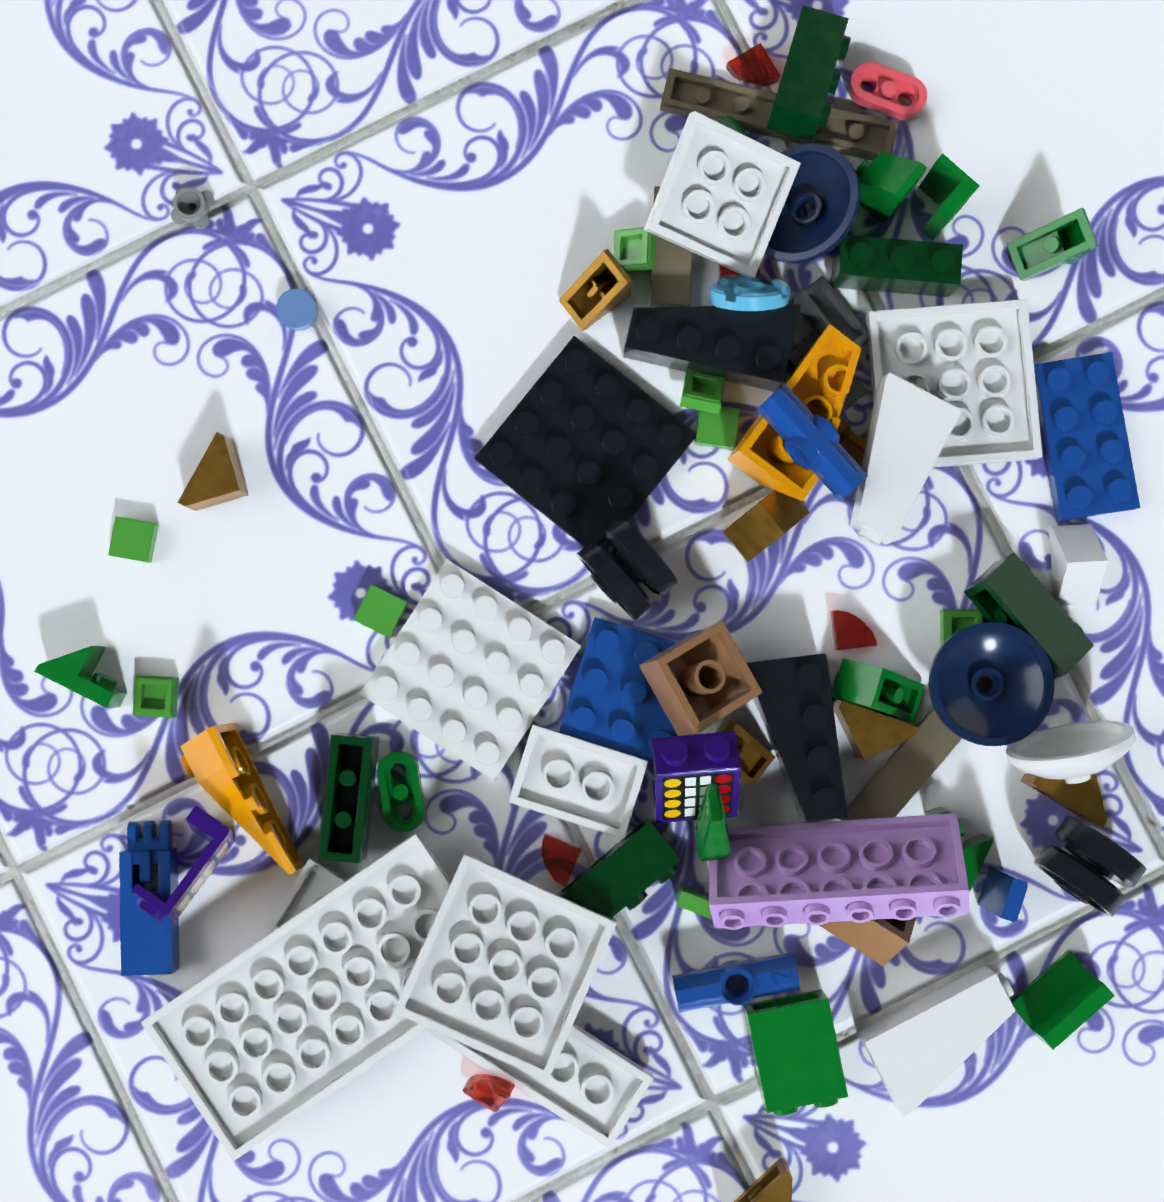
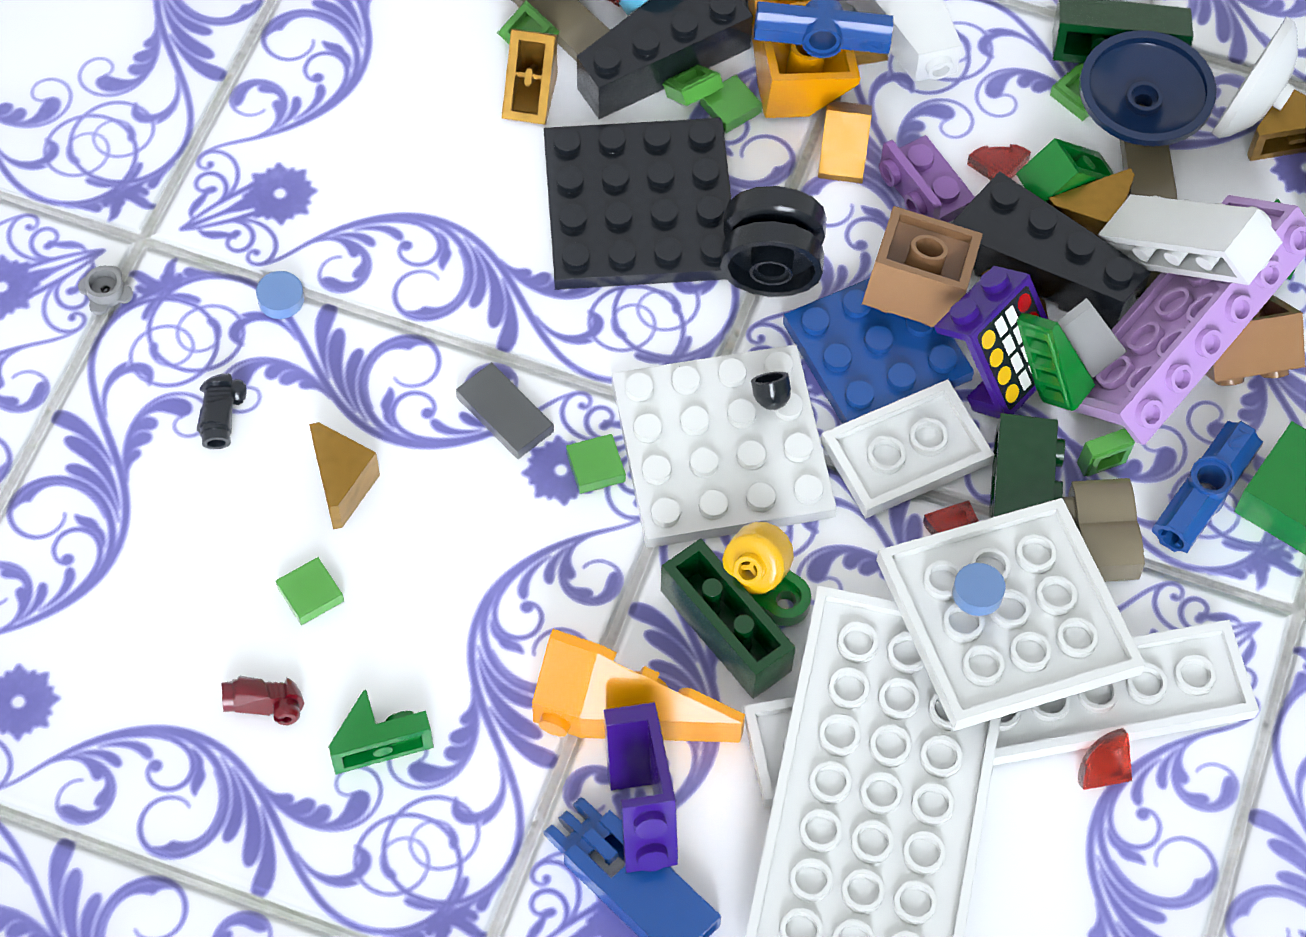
camera: 45 degrees left, 25 degrees down
(41, 582) = (263, 698): none -> dark red arm
(155, 696) = (460, 704): bright green tile -> none
(179, 364) = (216, 412): none -> black arm
(359, 522) = (504, 410): none -> dark grey tile
(395, 783) = (759, 557): none -> yellow head
(493, 942) = (978, 589): none -> medium blue tile
(523, 670) = (771, 389): none -> black hinge
(641, 949) = (1109, 526): none -> dark tan brick
(756, 824) = (1091, 337): none -> light grey slope
(785, 603) = (924, 179): none -> medium lavender bracket
(882, 837) = (1193, 237): none -> white brick

